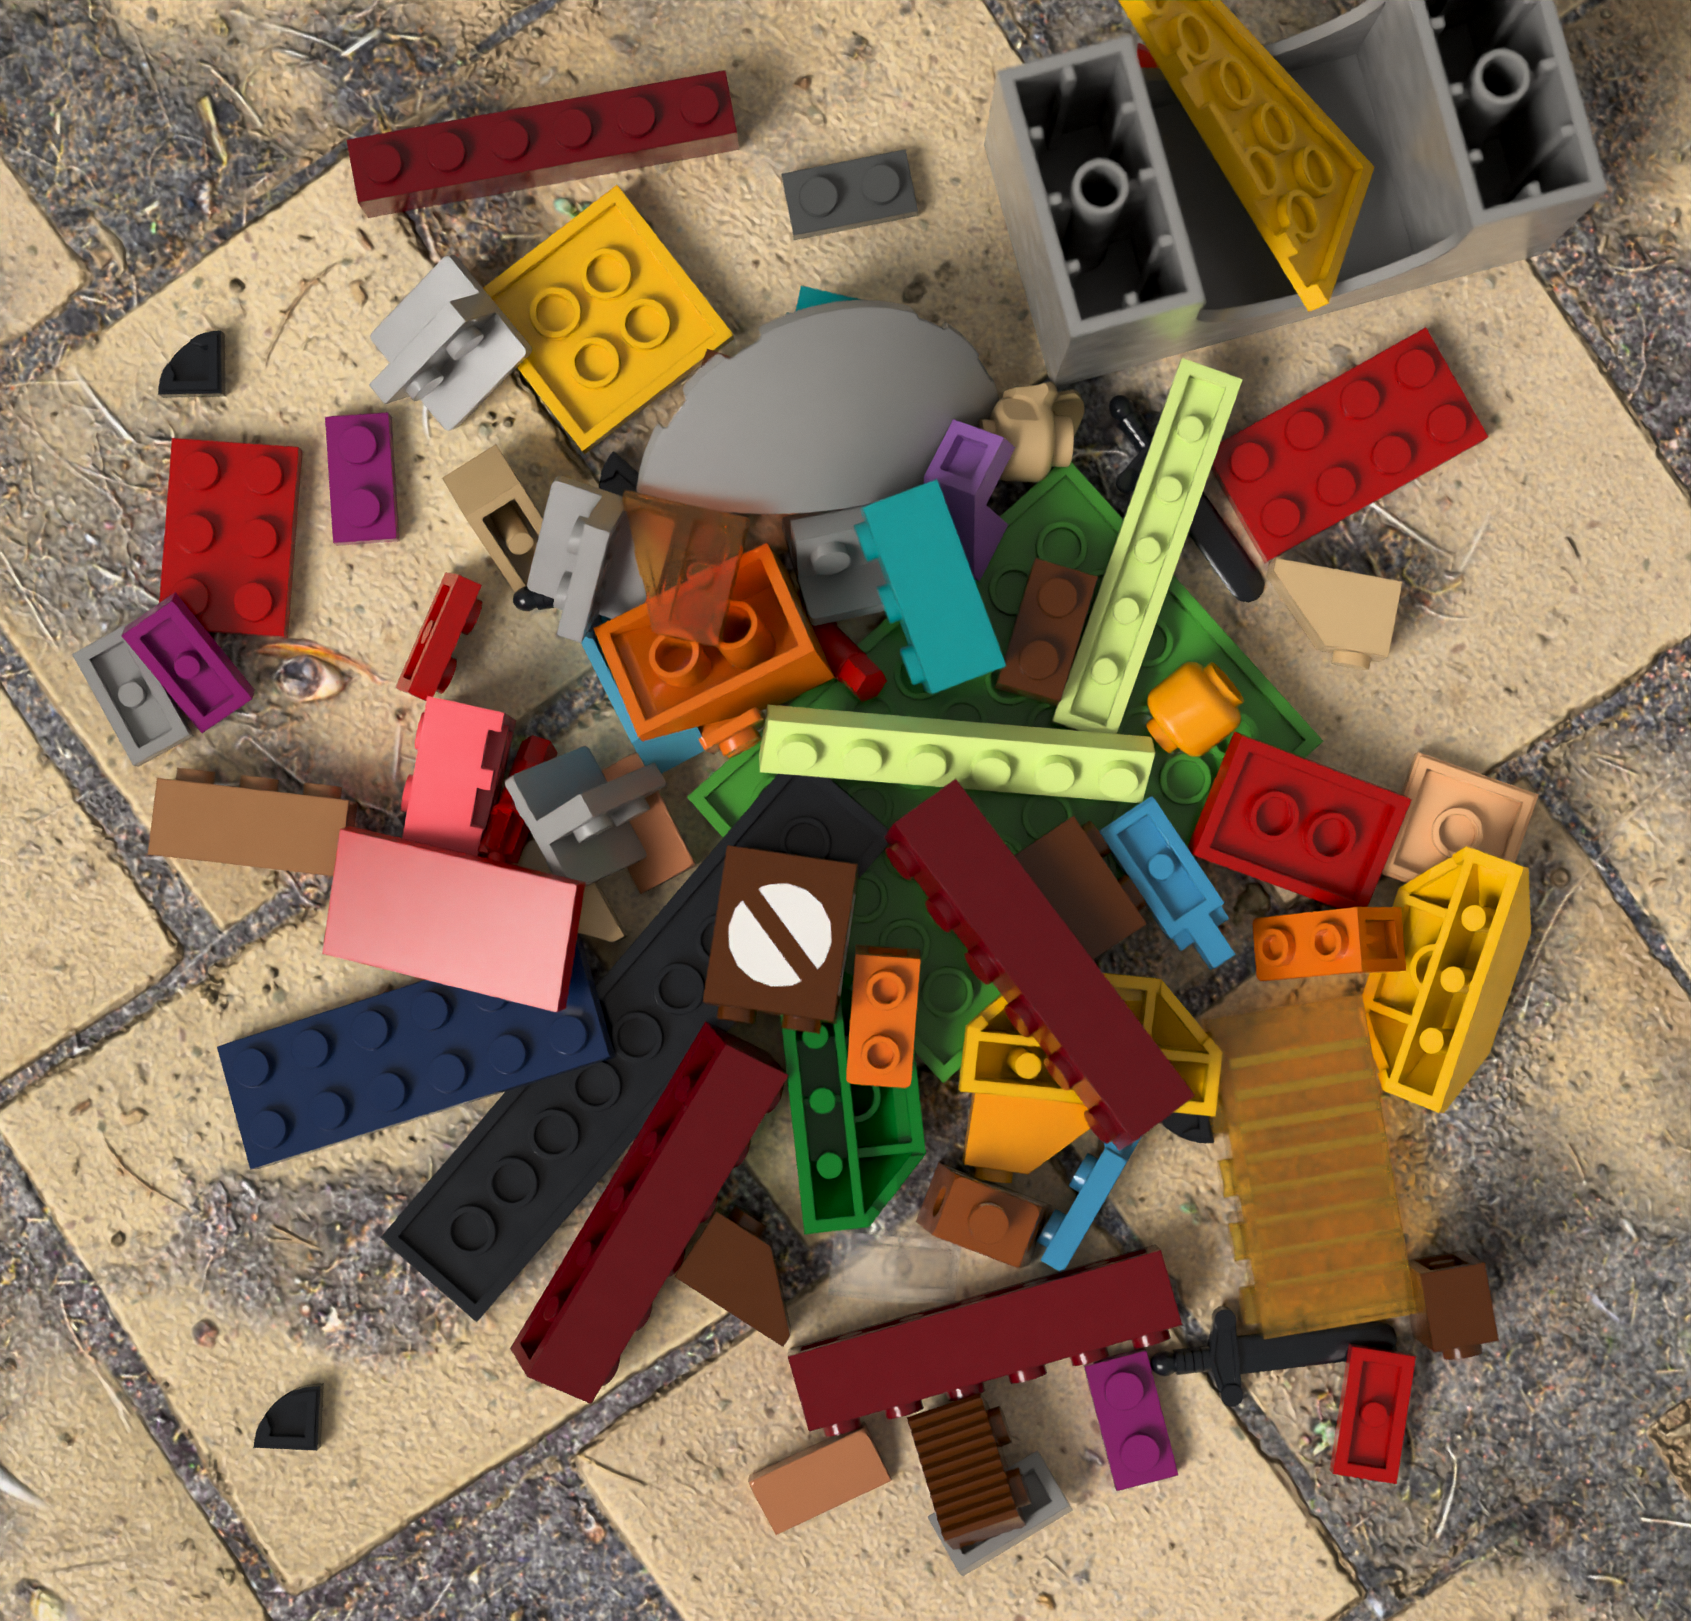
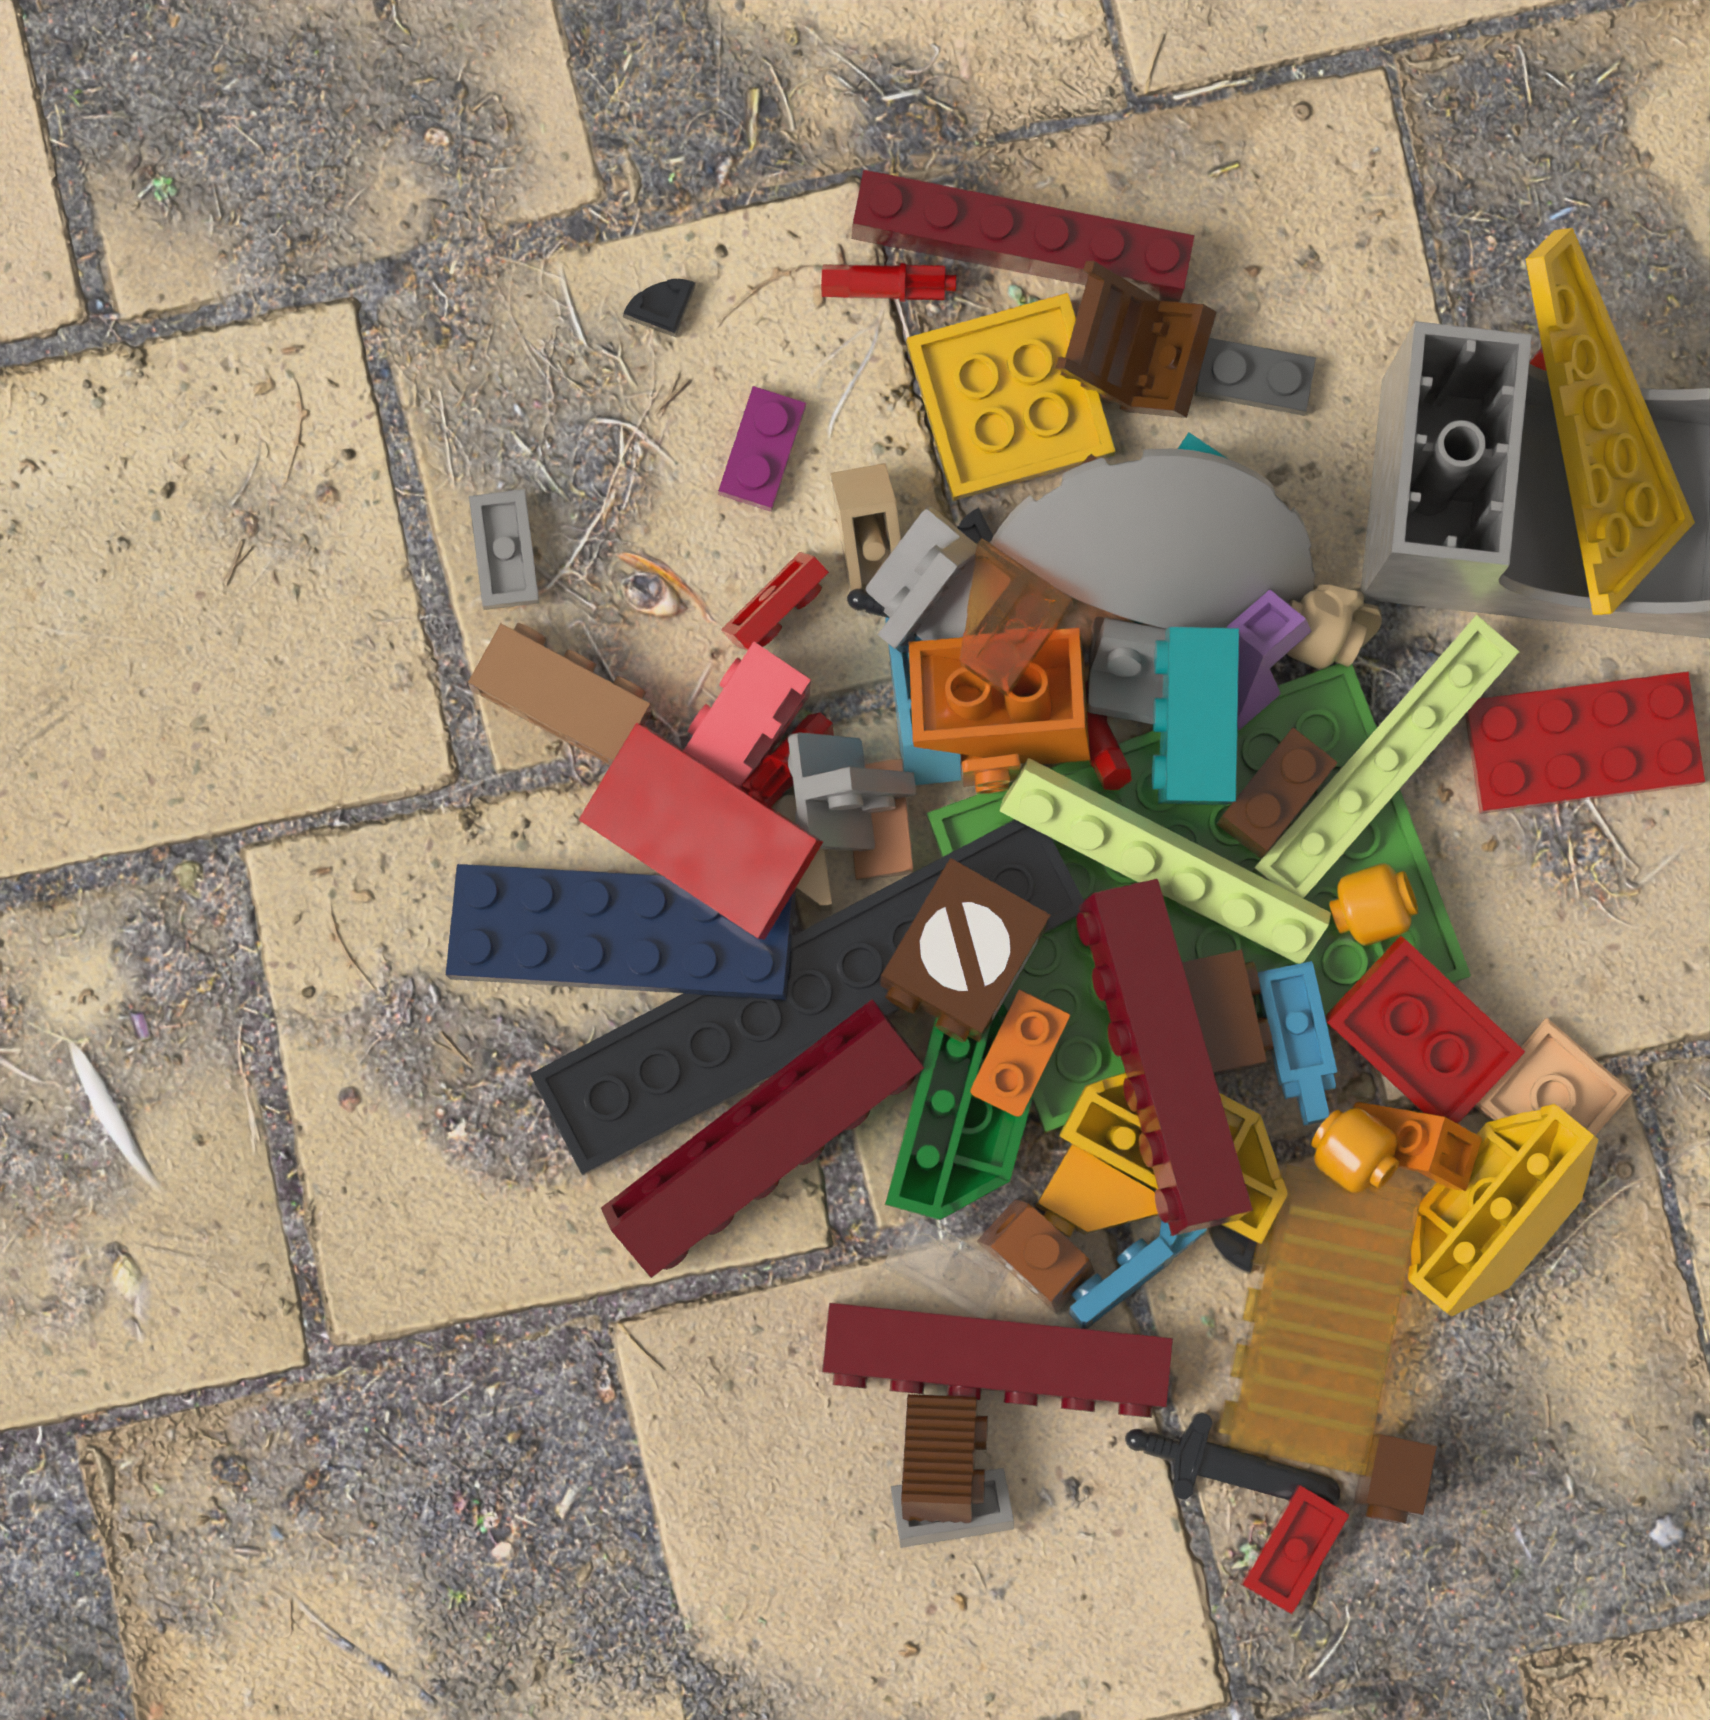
camera: 10 degrees right, 5 degrees down
(188, 662) = (561, 540): magenta plate -> none
(232, 534) = (633, 454): red plate -> none
(293, 1421) = (394, 1198): black tile -> none
(422, 249) = (887, 281): none -> red piece
(447, 345) = (877, 367): bracket -> none
(710, 213) = (1136, 346): none -> reddish brown plate
(739, 1272) = (815, 1219): reddish brown slope -> none
(819, 1478) = (813, 1421): nougat slope -> none
(1130, 1419) = (1091, 1475): magenta plate -> none
(1207, 528) = (1443, 760): black sword -> none
(1275, 978) = (1355, 1150): none -> light orange head
(1339, 609) = (1526, 873): tan slope -> none

